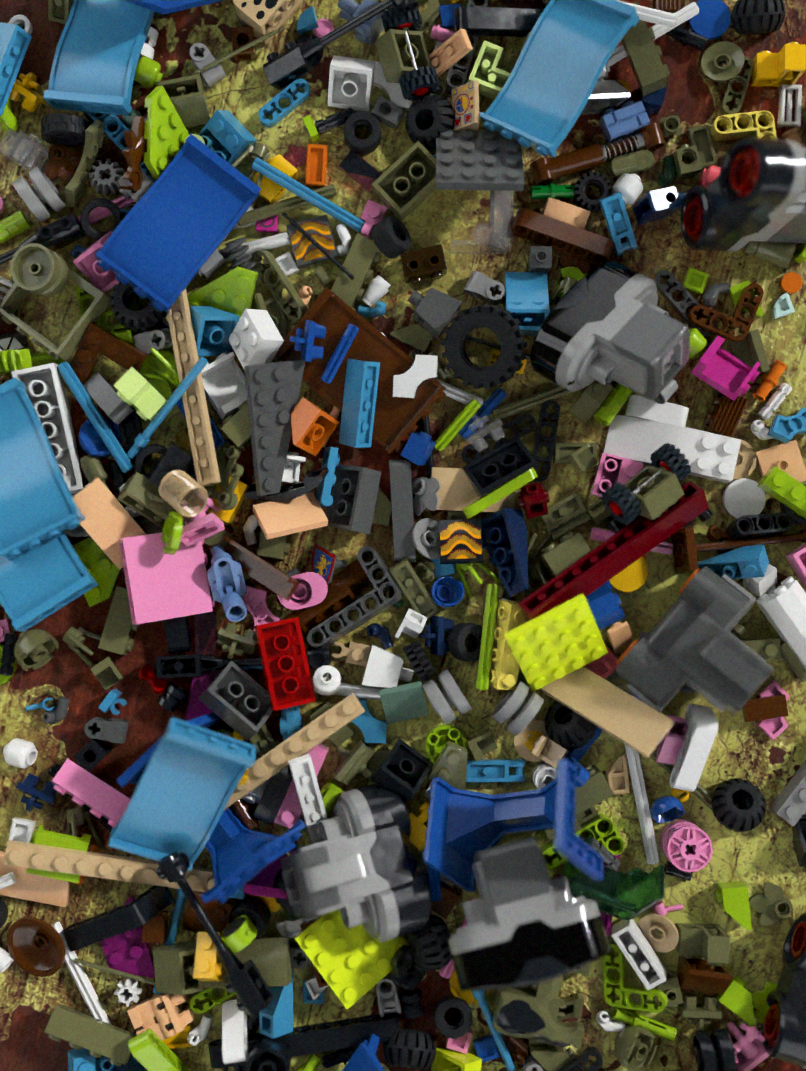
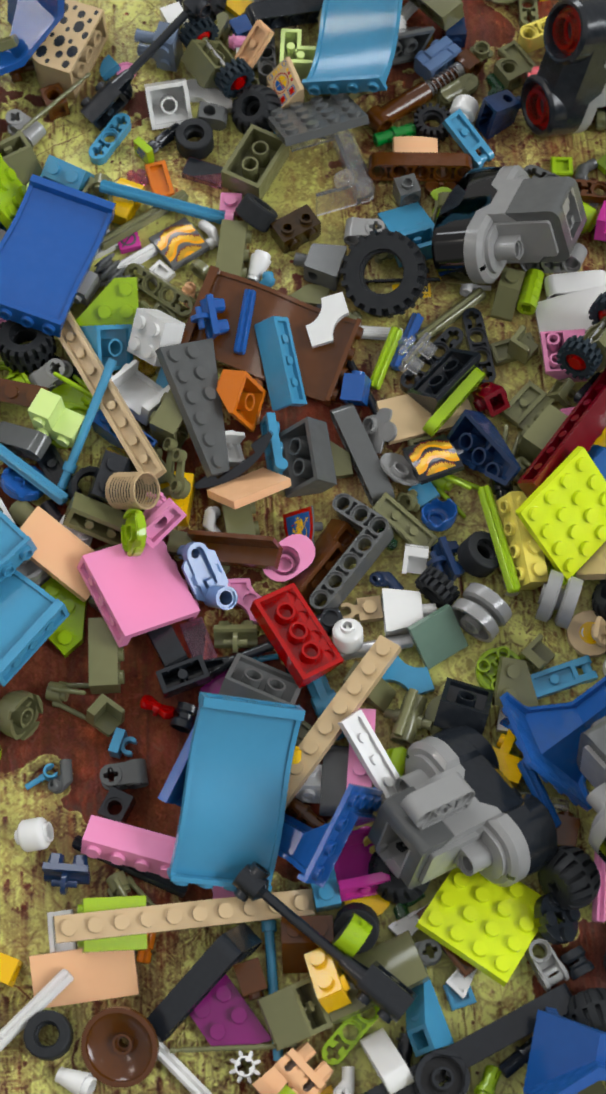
camera: 15 degrees left, 20 degrees down
(318, 245) = (187, 242): black piece -> none

